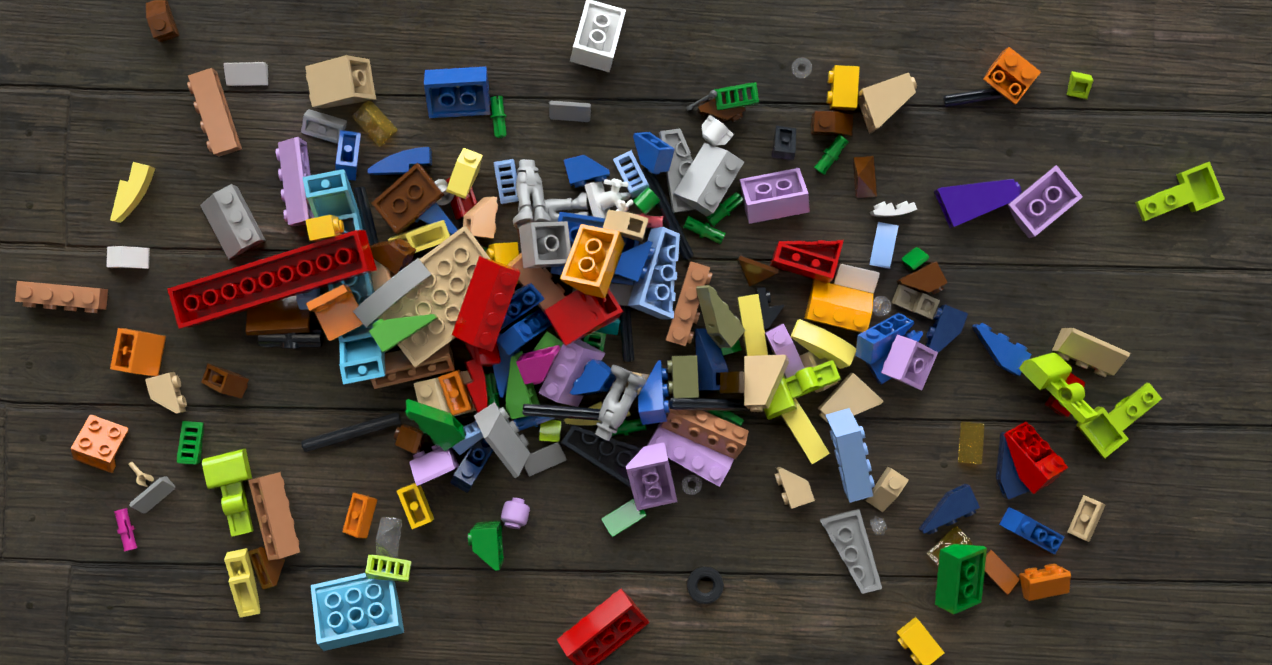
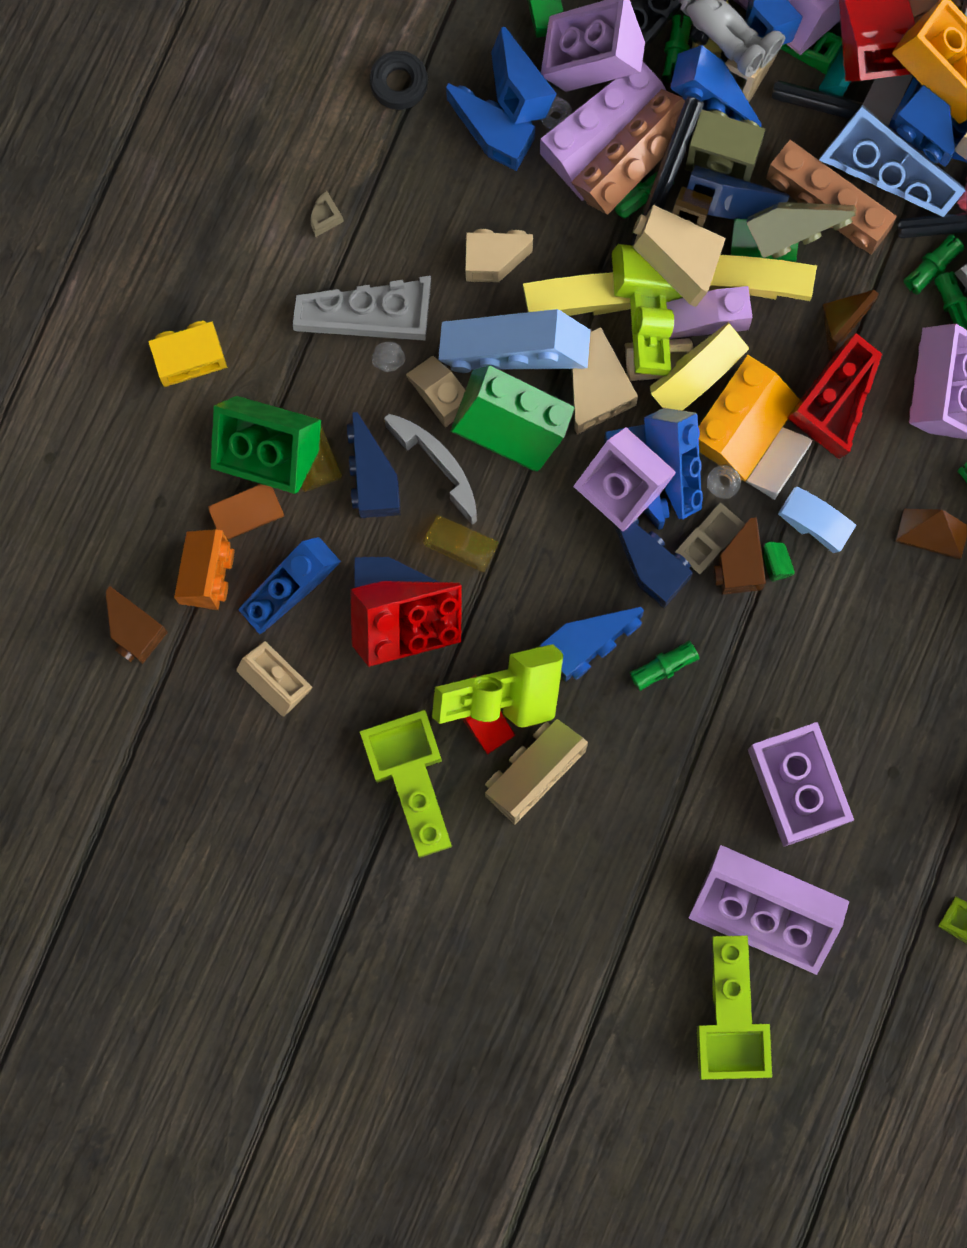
camera: 110 degrees right, 10 degrees down
(691, 510) = (518, 82): none -> blue slope
(719, 513) = (492, 127): none -> blue slope
(768, 313) = (774, 307): black slope -> none
(803, 596) = (325, 215): none -> dark tan tile
(888, 210) = (870, 544): white slope -> none
(893, 441) = (511, 417): none -> green slope
(946, 451) = (409, 435): none -> light grey slope
(972, 200) = (839, 680): dark purple slope -> none
(999, 301) = (664, 665): none -> green pin
(1090, 611) = (132, 628): none -> reddish brown slope
(1114, 194) = (770, 908): none -> lavender slope

